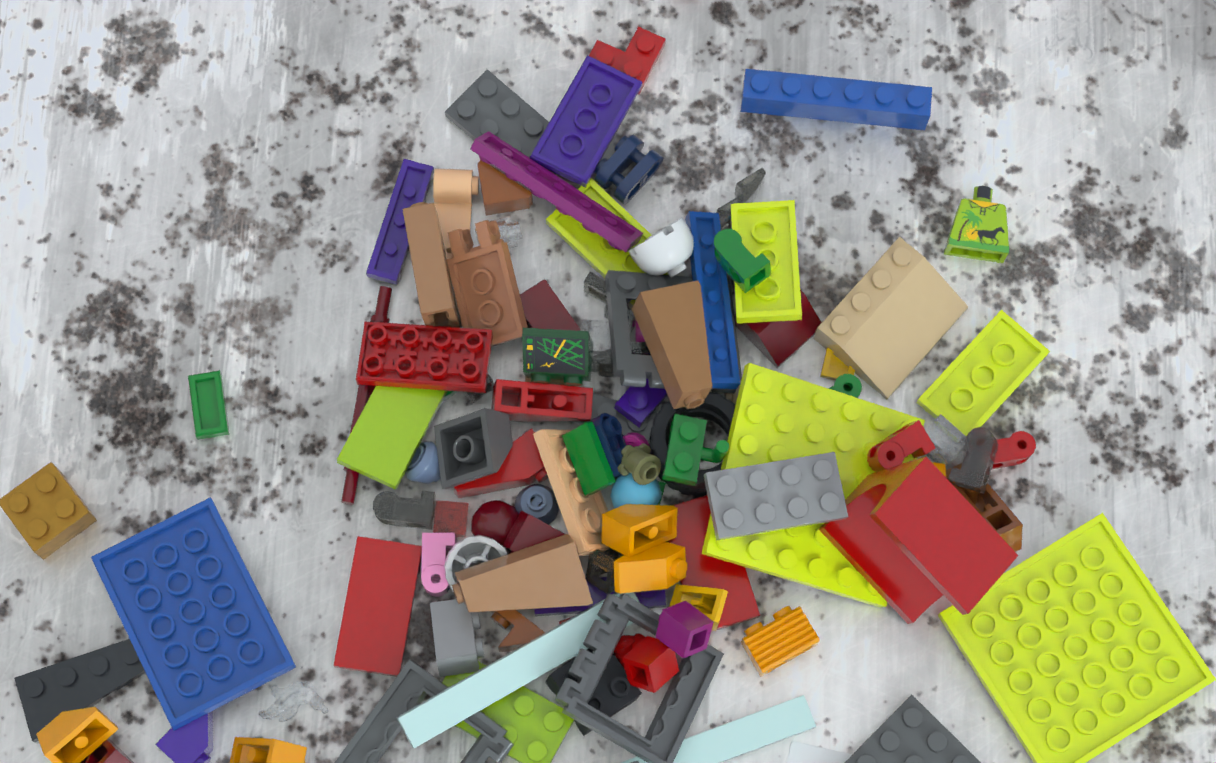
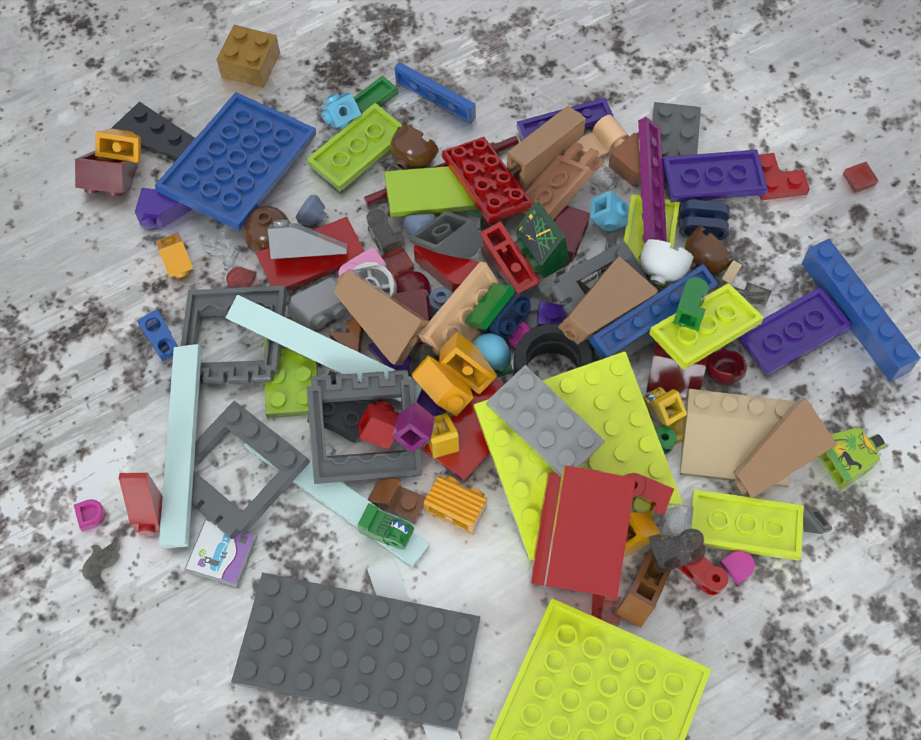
camera: 60 degrees right, 10 degrees down
(208, 454) = (340, 110): none -> medium azure brick
(258, 334) = (435, 92): none -> blue tile
(268, 466) = (355, 147): none -> lime plate
(310, 634) = (257, 224): none -> reddish brown cylinder
(322, 571) = (311, 211): none -> sand blue cone
(325, 411) = (411, 149): none -> reddish brown cylinder
(351, 703) = (240, 277): none -> clear red tile
(364, 610) = (295, 240): none -> light grey slope
(555, 257) = (609, 211): none -> medium azure brick
(640, 464) = (507, 334): olive brick -> none
(671, 197) = (707, 251): none -> reddish brown cylinder
(687, 449) = (539, 353): green plate -> none
(711, 193) = (731, 272): none -> tan tile
(732, 697) = (397, 500): none -> dark orange slope
(764, 728) = (385, 527): none -> green leg
(811, 363) = (662, 404): none -> yellow leg
(815, 271) = (726, 367): none -> dark red hair
(816, 175) = (794, 331): none -> dark purple plate
(942, 287) = (786, 448): none -> medium nougat slope
(1017, 413) = (738, 566): none -> dark pink tile
(1023, 310) = (815, 522): none -> dark grey slope

